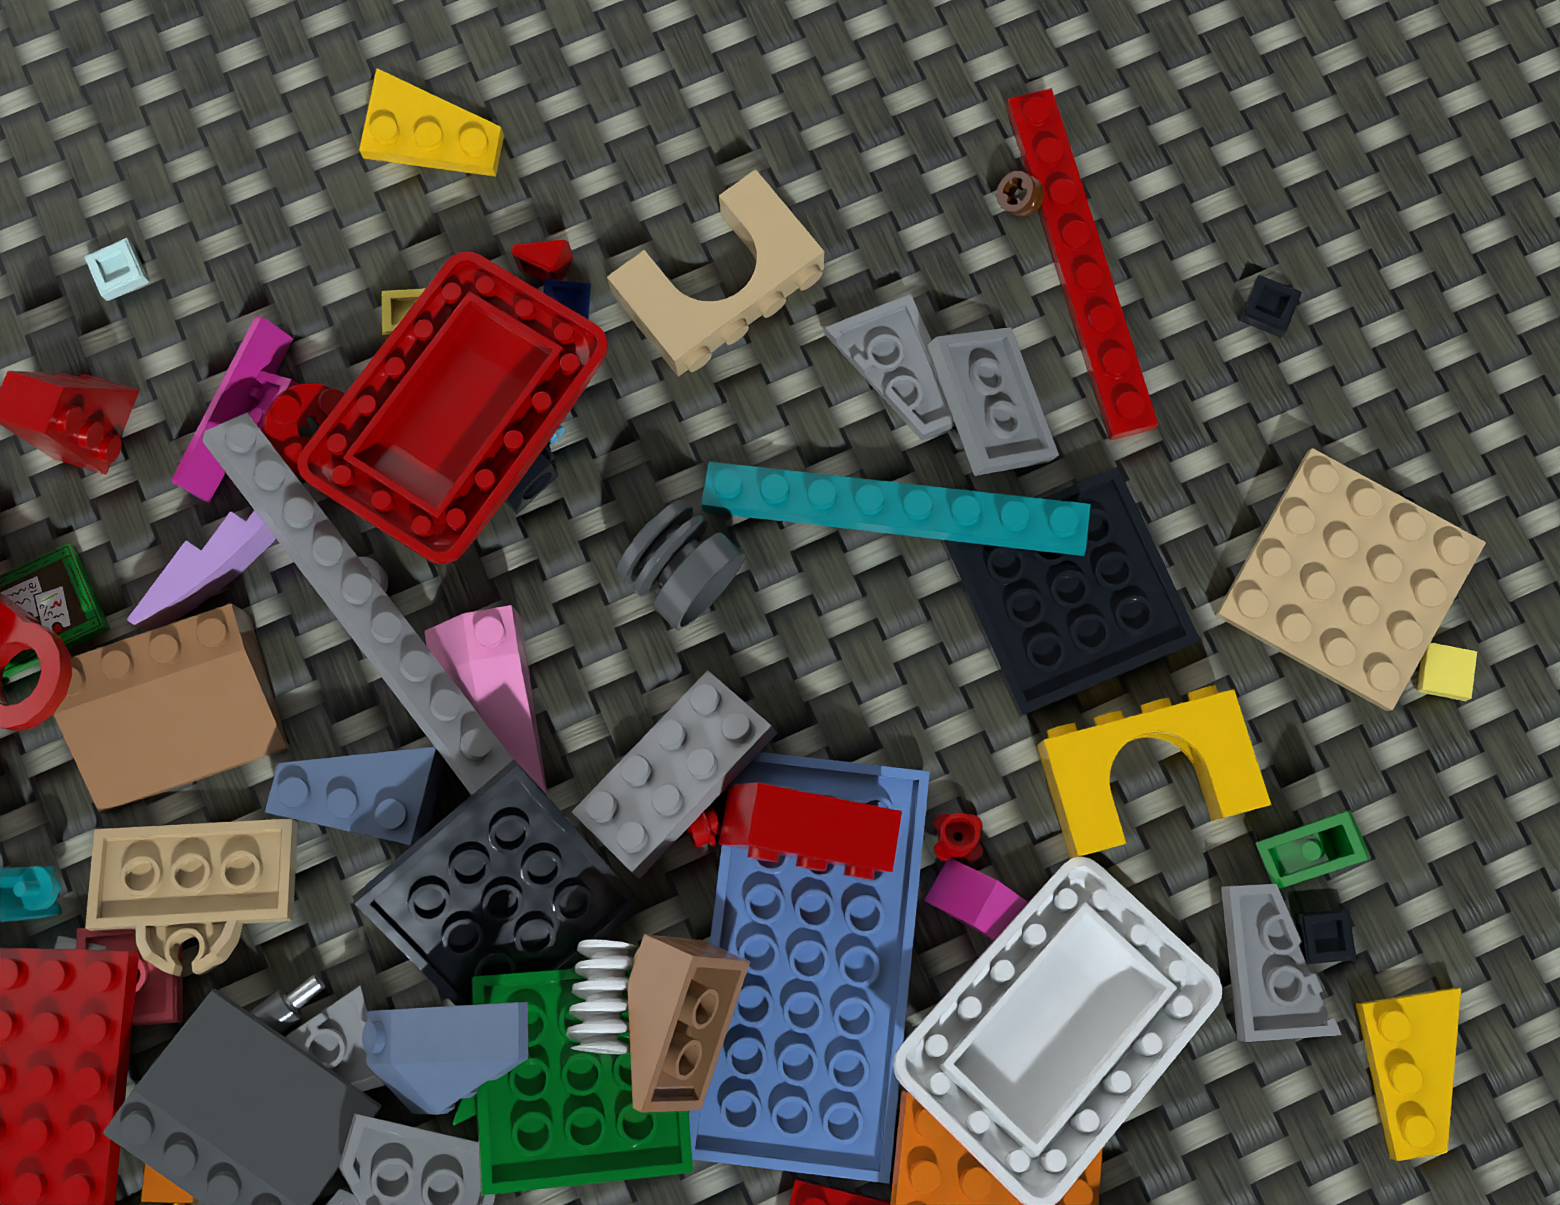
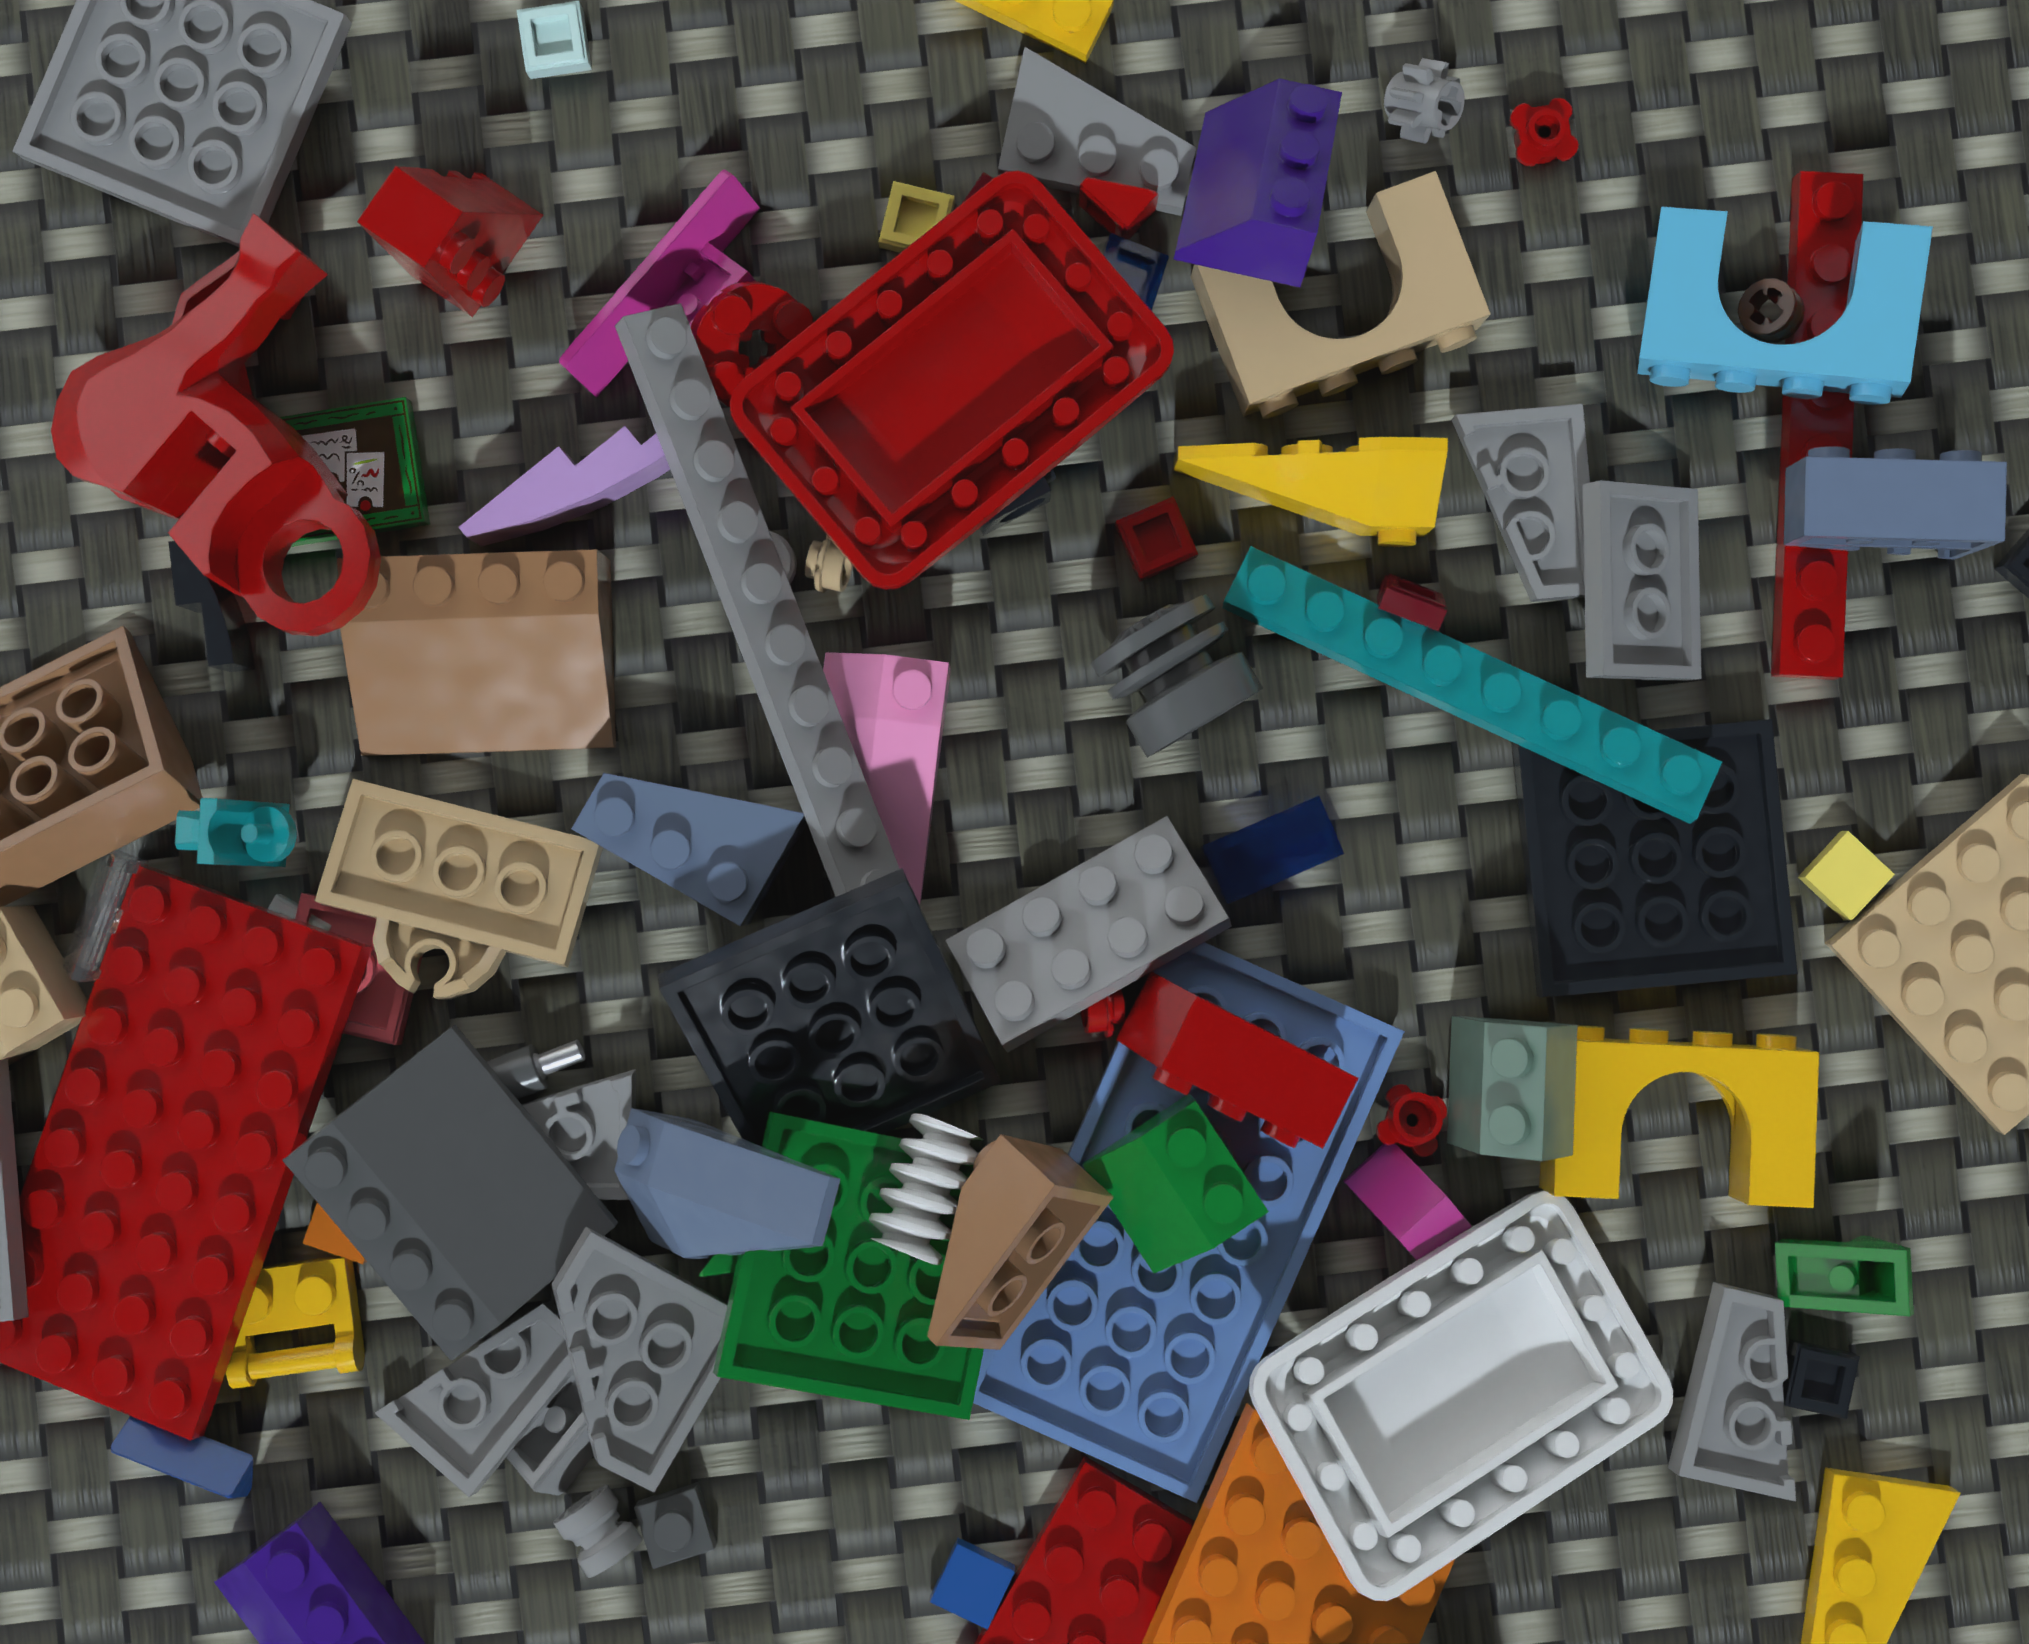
camera: 15 degrees right, 10 degrees up
(408, 567) = (827, 566): none -> tan plate
(496, 218) = (1074, 131): none -> light grey wing
(636, 212) = (1260, 182): none -> dark purple slope
(641, 478) = (1156, 538): none -> red tile
(734, 128) = (1424, 100): none -> light grey gear
(775, 396) = (1370, 489): none -> yellow wedge
(793, 671) = (1272, 849): none -> clear blue tile
(793, 938) = (1176, 1186): none -> green slope
(820, 138) = (1533, 148): none -> red plate
(835, 464) = (1411, 601): none -> dark red tile
(1021, 784) = (1512, 1087): none -> sand green slope
(1085, 200) = (1861, 354): none -> medium azure arch
(1147, 290) = (1895, 502): none -> sand blue wedge
(1211, 561) = (1846, 875): none -> light yellow tile

